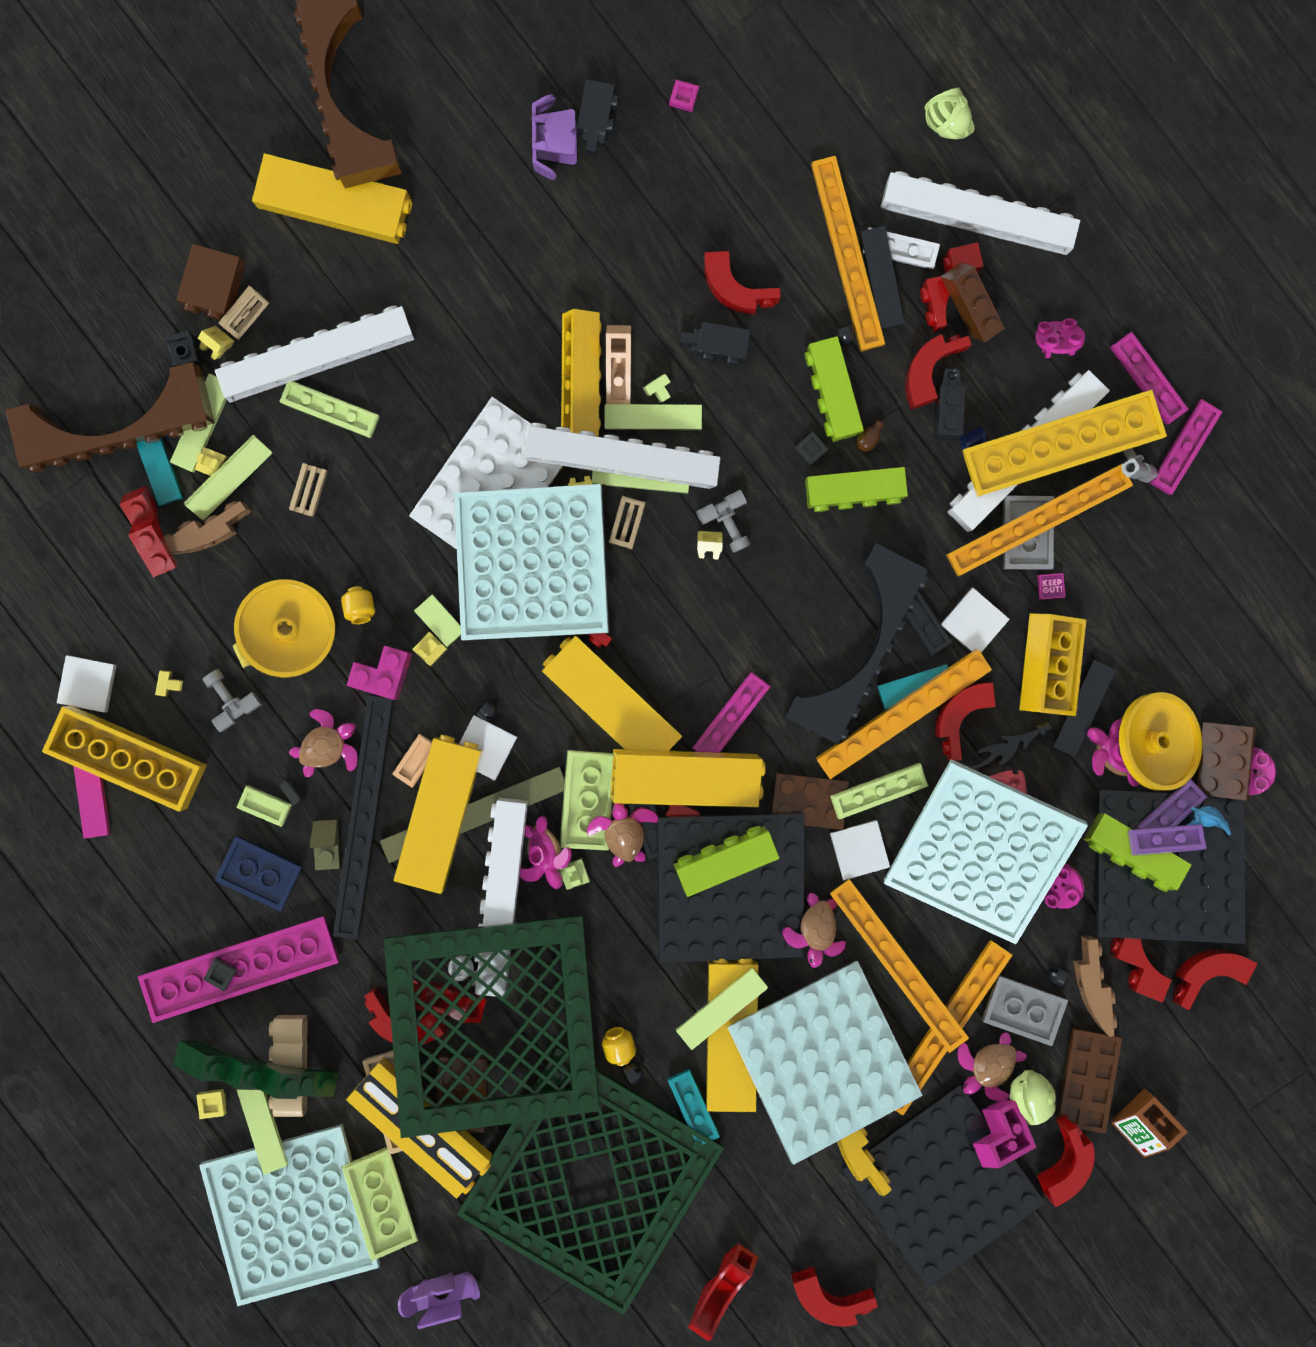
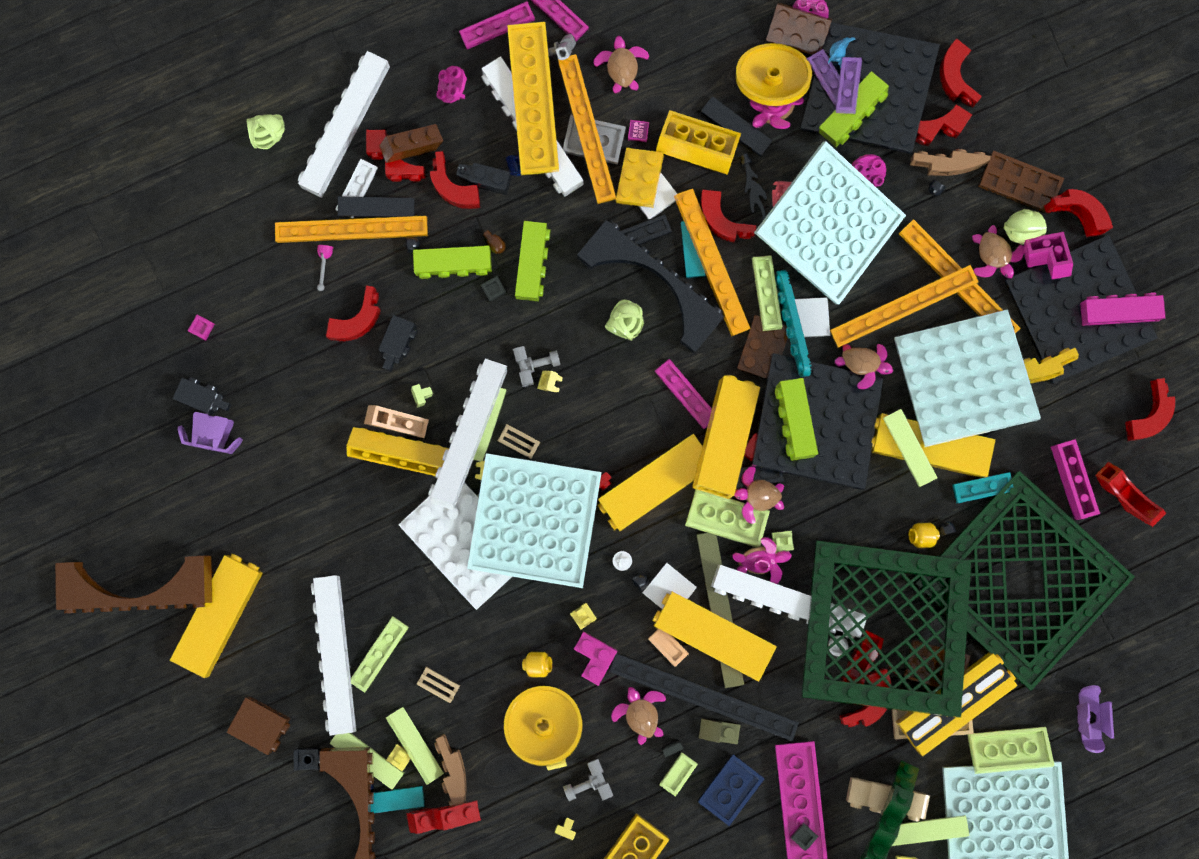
camera: 75 degrees left, 5 degrees down
(215, 340) = (305, 731): light yellow tile -> none
(241, 311) = (286, 706): tan tile -> none
(439, 620) = (563, 603): yellowish green tile -> none
(507, 682) = (622, 560): none -> white tile
(653, 417) = (442, 404): yellowish green tile -> none
(727, 1219) = (1075, 480): none -> dark pink brick
(807, 622) = (626, 320): none -> yellowish green helmet
(810, 227) = (324, 252): none -> hinge
(840, 834) = (794, 328): none -> teal plate
(952, 1239) = (1122, 310): none -> dark pink brick
(991, 600) = (639, 177): none -> yellow plate
(1024, 1010) = (958, 219): light grey plate -> none
(1132, 547) = (622, 64): none -> animal
(1148, 1125) = (1064, 145): dark orange slope -> none

